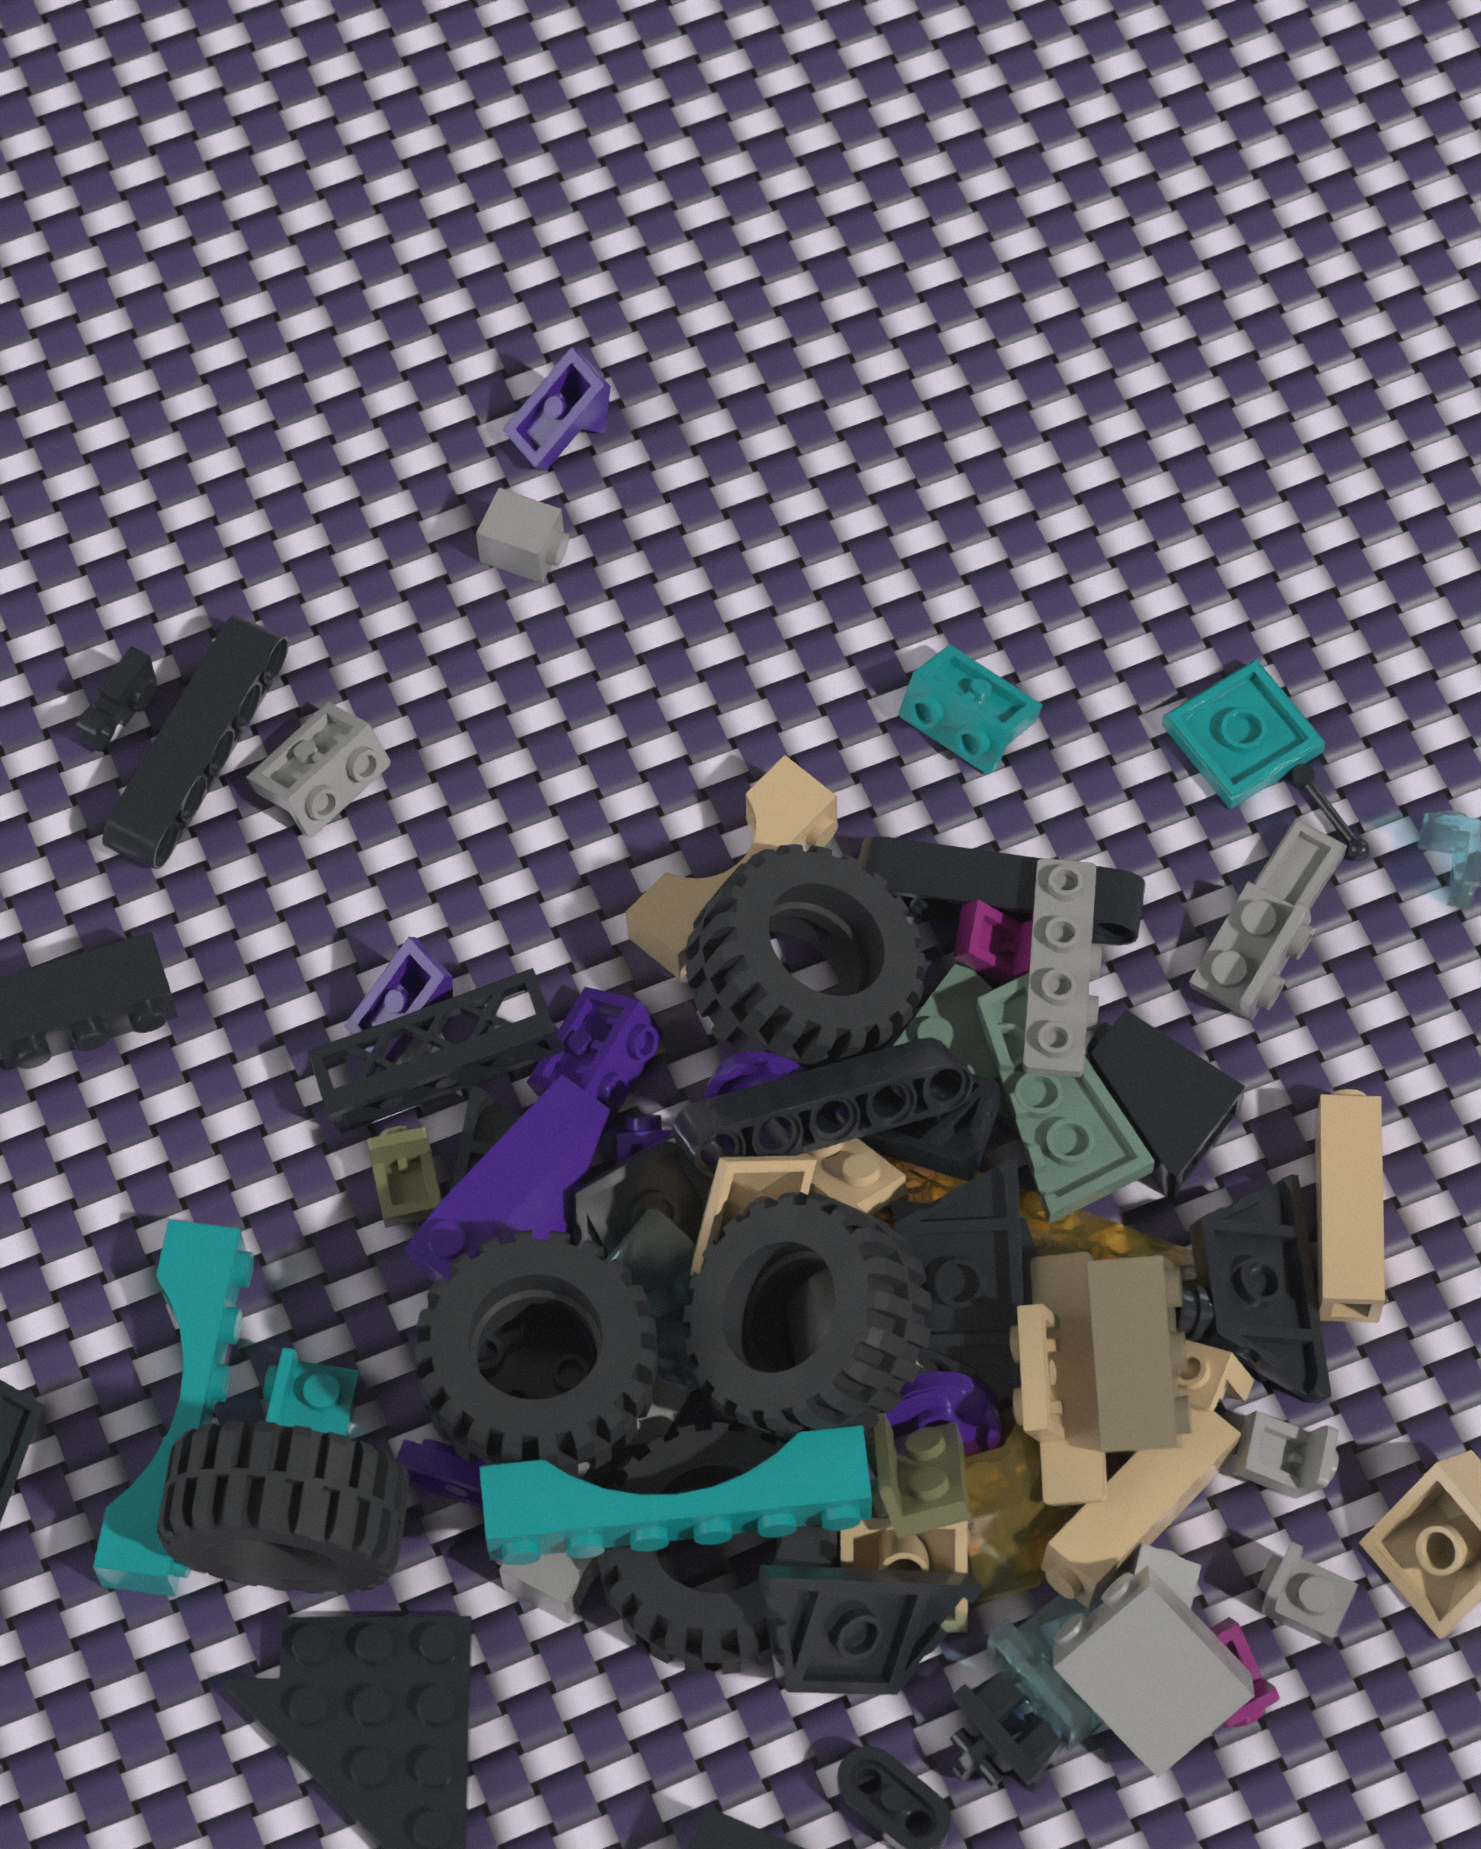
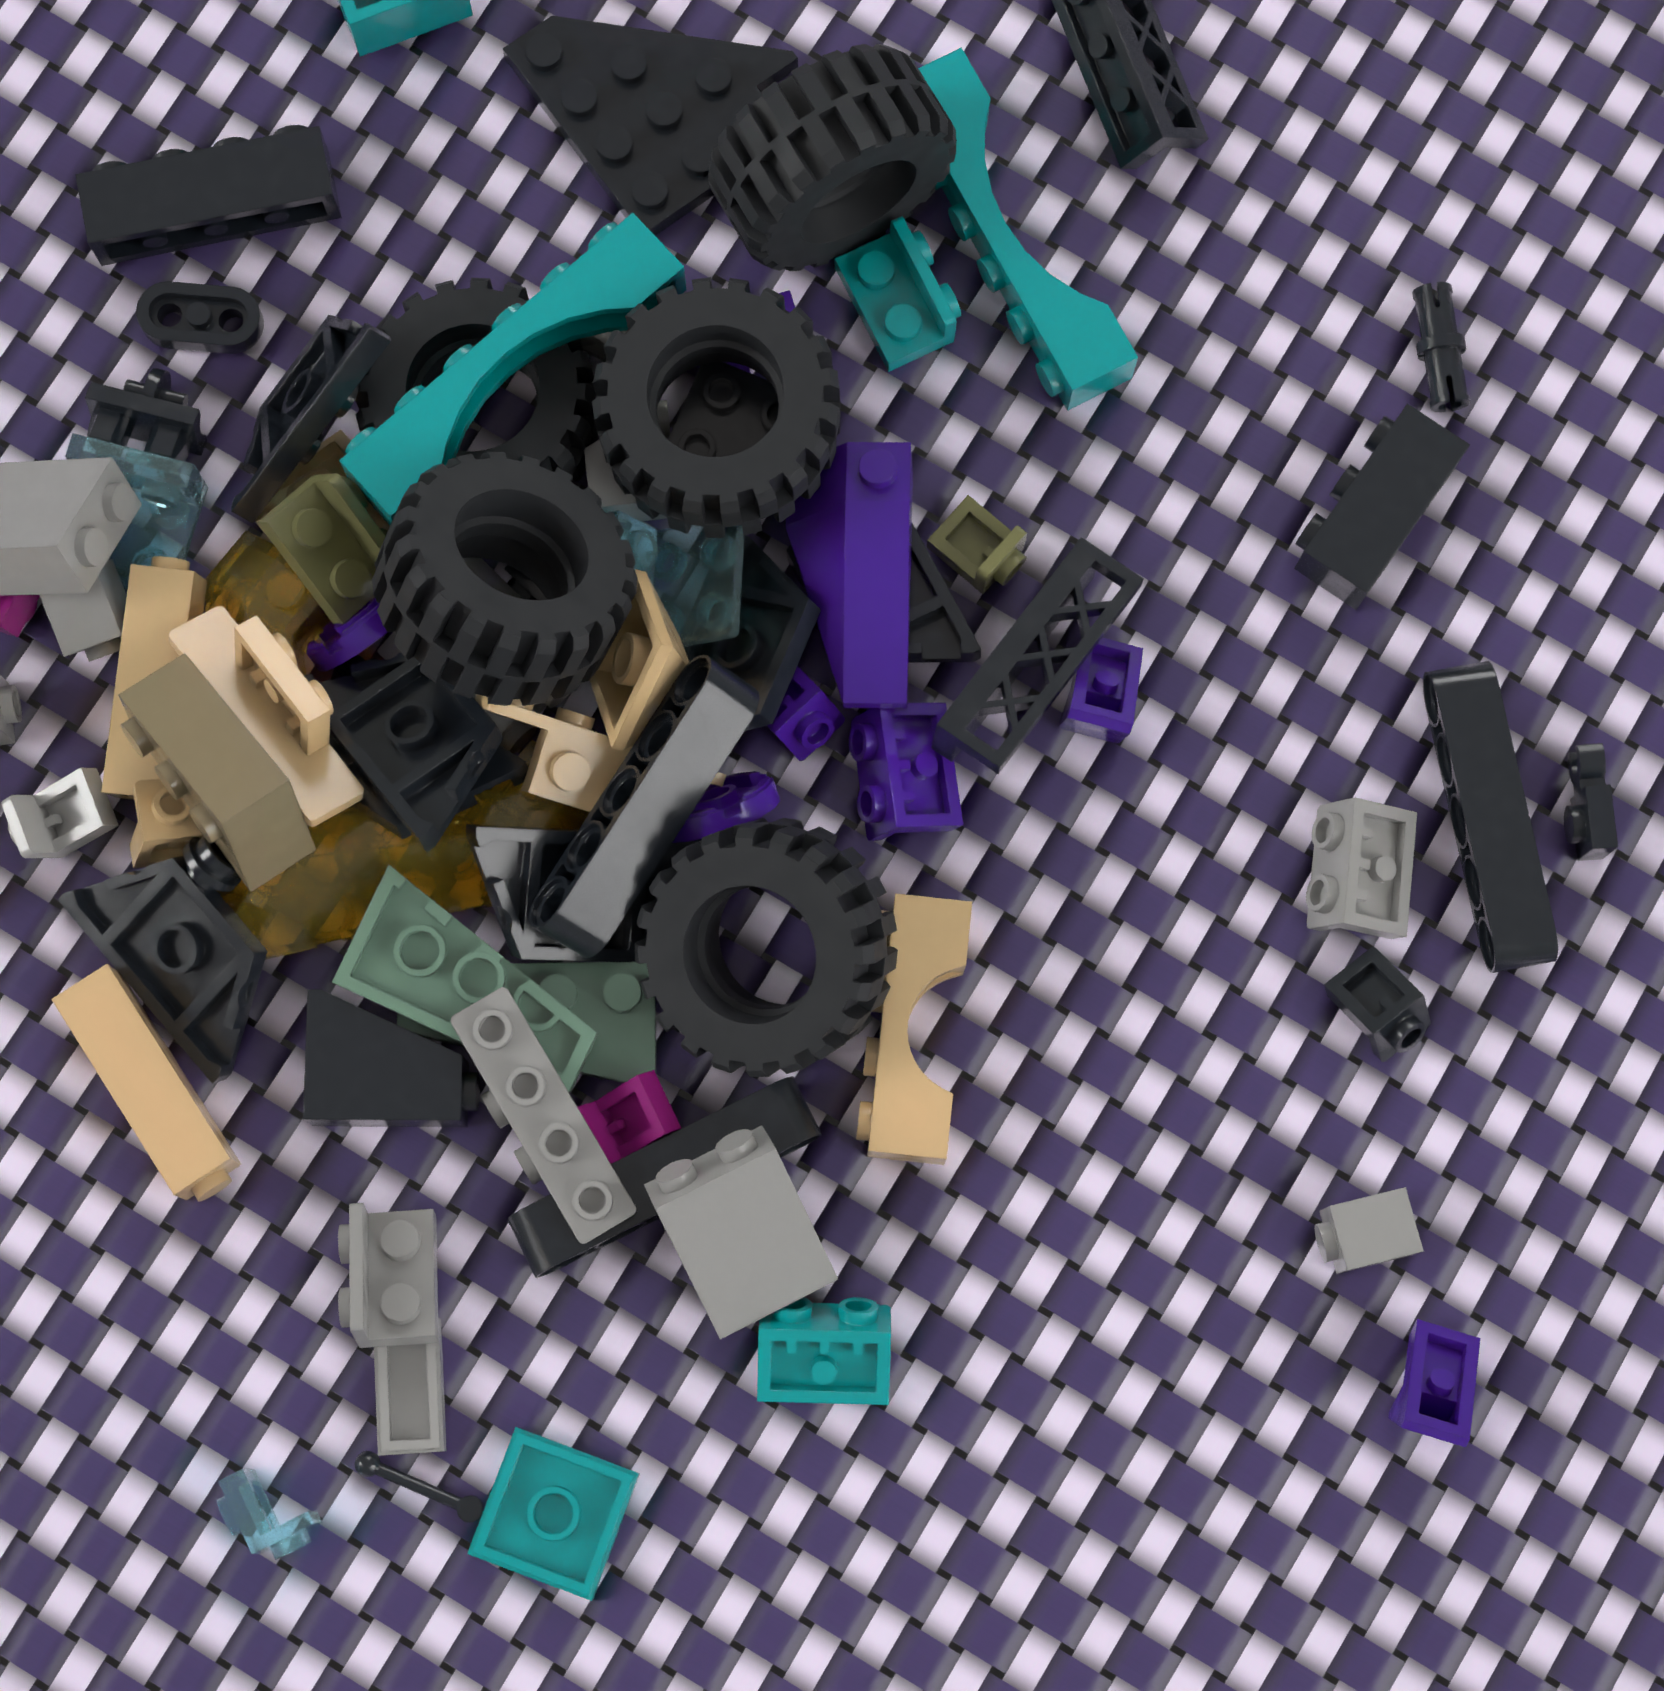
camera: 140 degrees right, 15 degrees up
(385, 672) = (1380, 1003): none -> black bracket
(971, 802) = (740, 1230): none -> light grey brick

